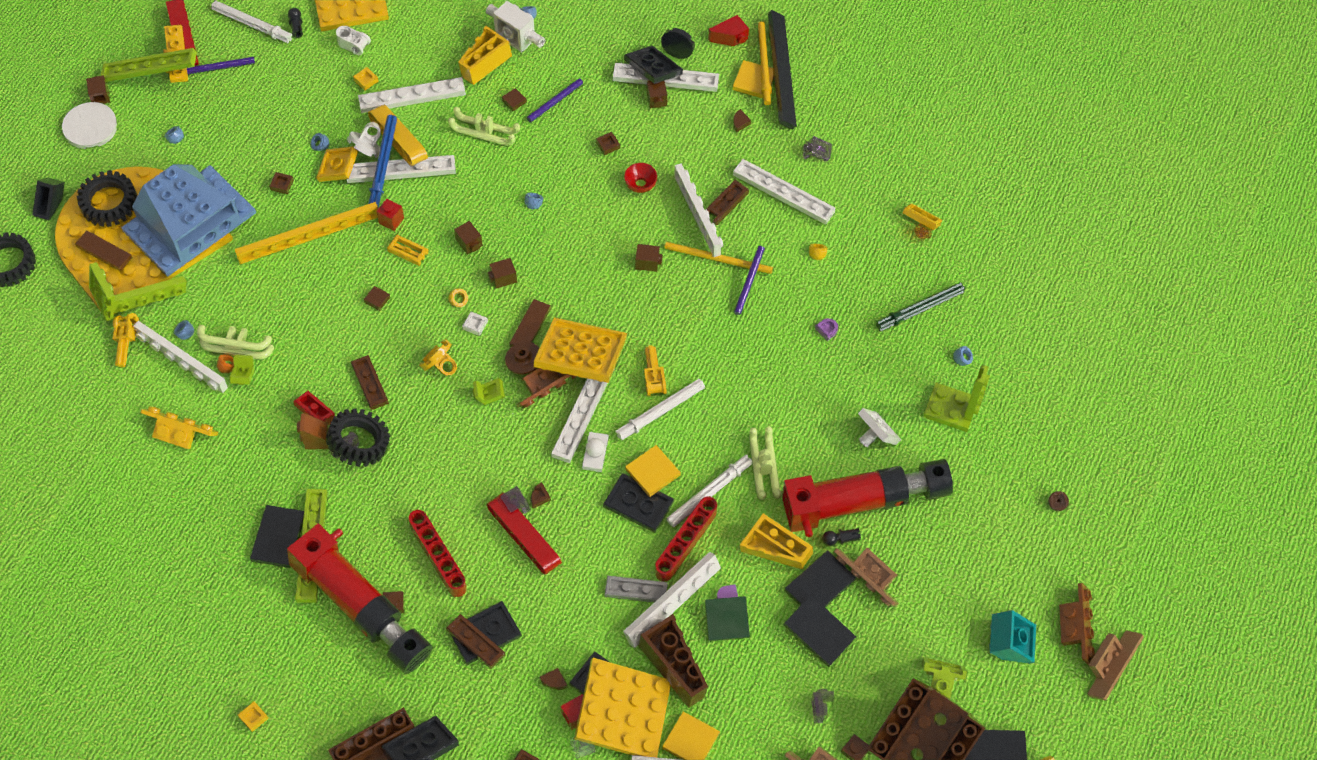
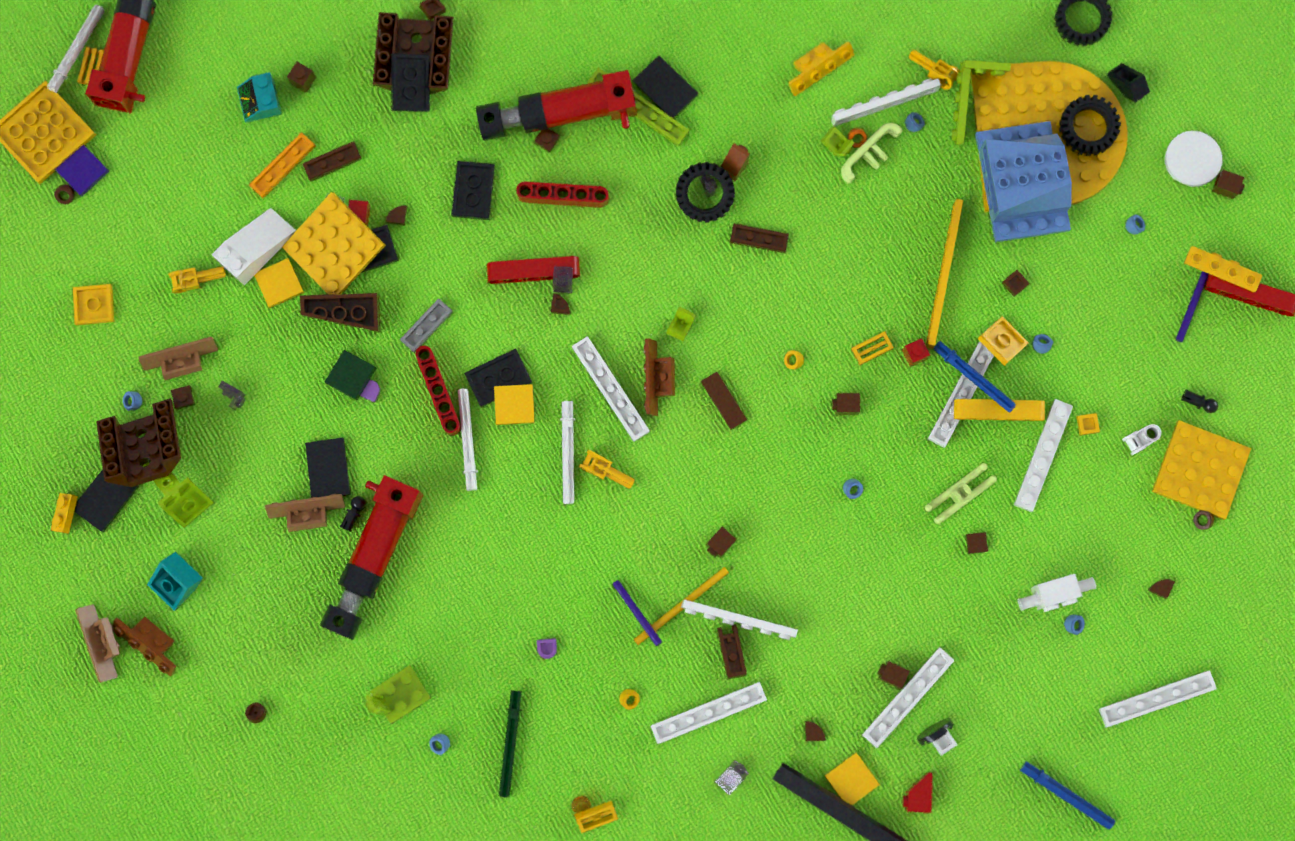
camera: 125 degrees right, 20 degrees up
(103, 250) = (1036, 95): reddish brown tile -> none
(149, 64) = (1221, 236): lime plate -> none
(274, 31) = (1225, 363): white axle -> none
(311, 405) = (760, 177): red brick -> none
(364, 142) = (1008, 375): white tile -> none
(377, 298) = (839, 293): reddish brown tile -> none
(437, 357) = (741, 301): yellow tile -> none
(475, 323) = (757, 357): white tile -> none
(475, 641) = (467, 176): reddish brown tile -> none
(484, 56) = (1040, 543): yellow wedge -> none
(502, 273) = (790, 409): reddish brown brick -> none
(521, 358) = (688, 379): reddish brown piece -> none
(554, 100) = (951, 579): dark purple bar -> none
(580, 350) = (663, 419): yellow plate -> none
(595, 452) = (567, 374): white tile -> none
(608, 143) = (868, 592): reddish brown plate -> none
(637, 172) = (817, 588): red piece -> none
(653, 64) = (927, 692): black tile -> none
(673, 598) = (395, 352): white plate -> none
(764, 463) = (456, 498): yellowish green piece -> none
(766, 88) = (829, 778): yellow bar -> none
(776, 543) = (380, 455): yellow wedge -> none
(819, 630) = (289, 437): black tile -> none
(878, 428) = (419, 612): white tile -> none

